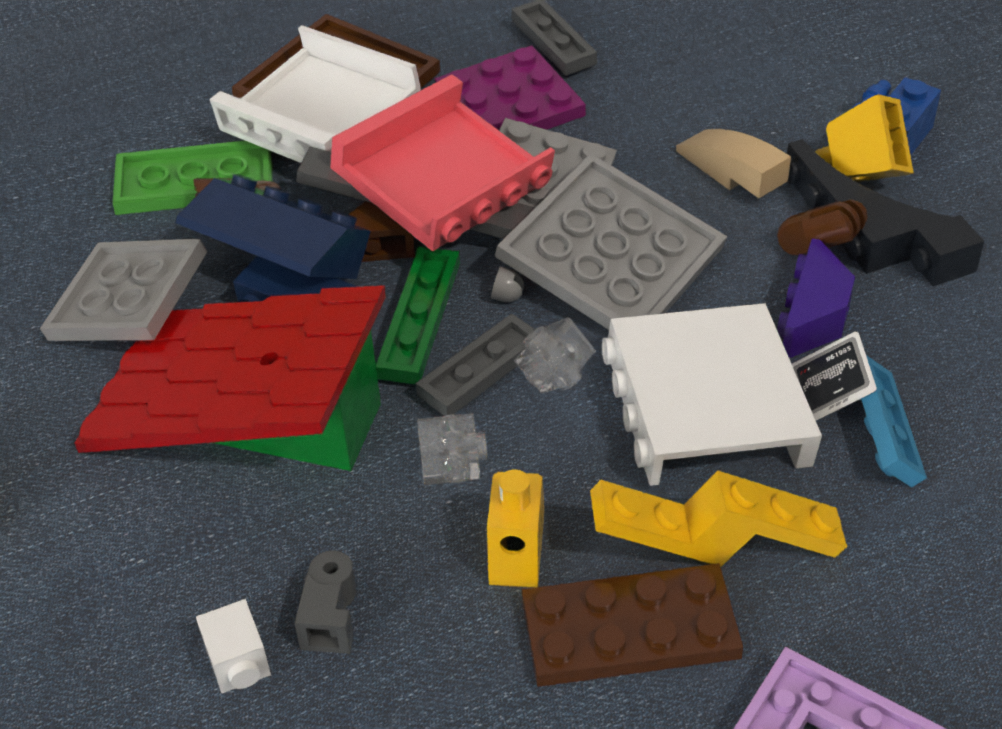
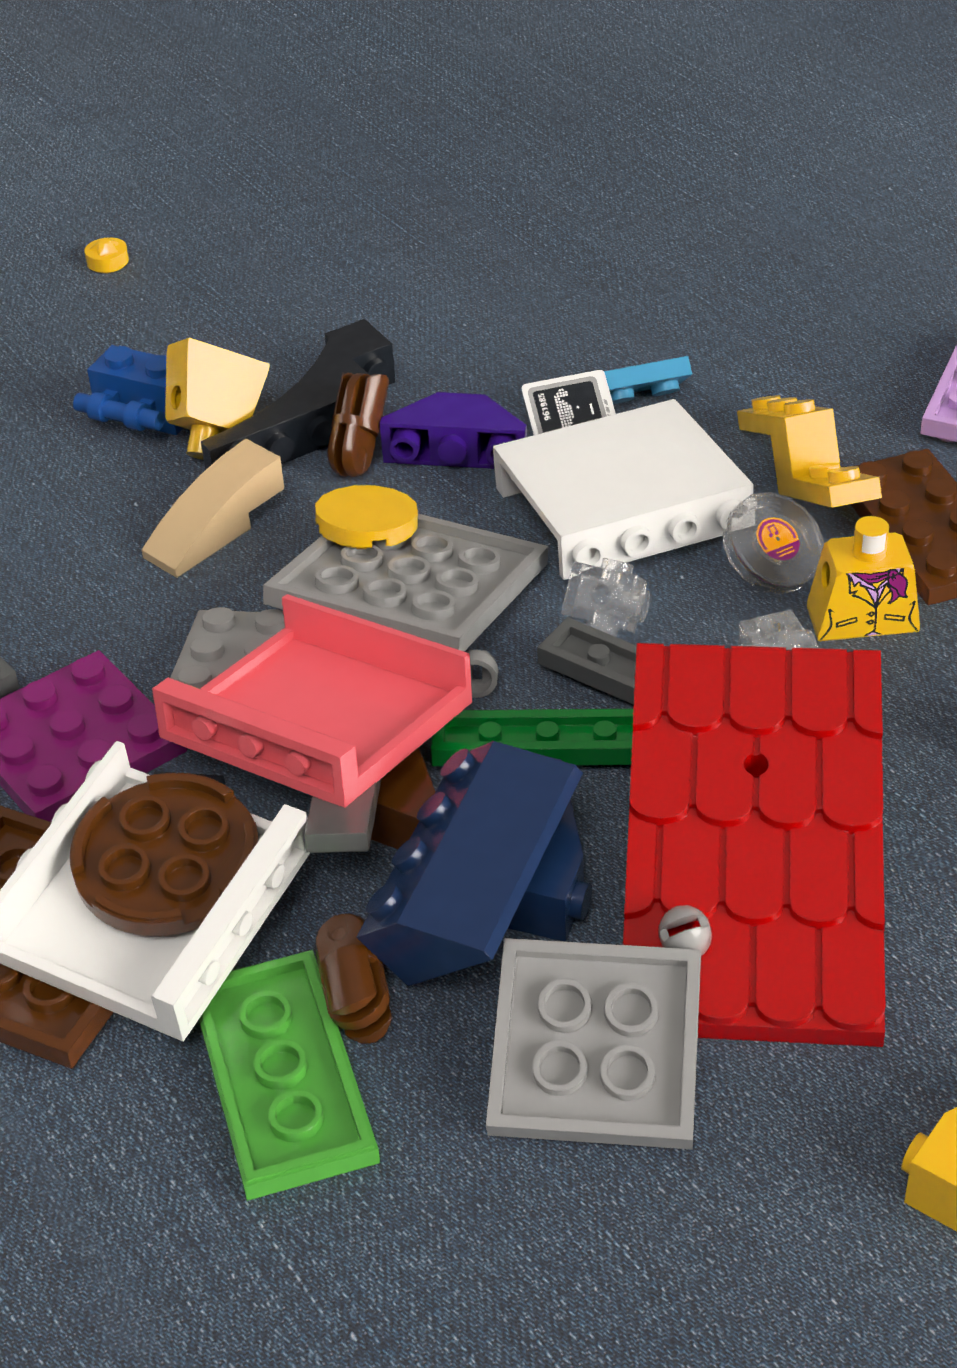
camera: 100 degrees left, 5 degrees down
(171, 327) = (693, 938): none -> light grey hinge
(336, 95) = (161, 853): none -> reddish brown tile
(592, 458) = (773, 542): none -> clear tile
(682, 222) = (366, 514): none -> yellow tile

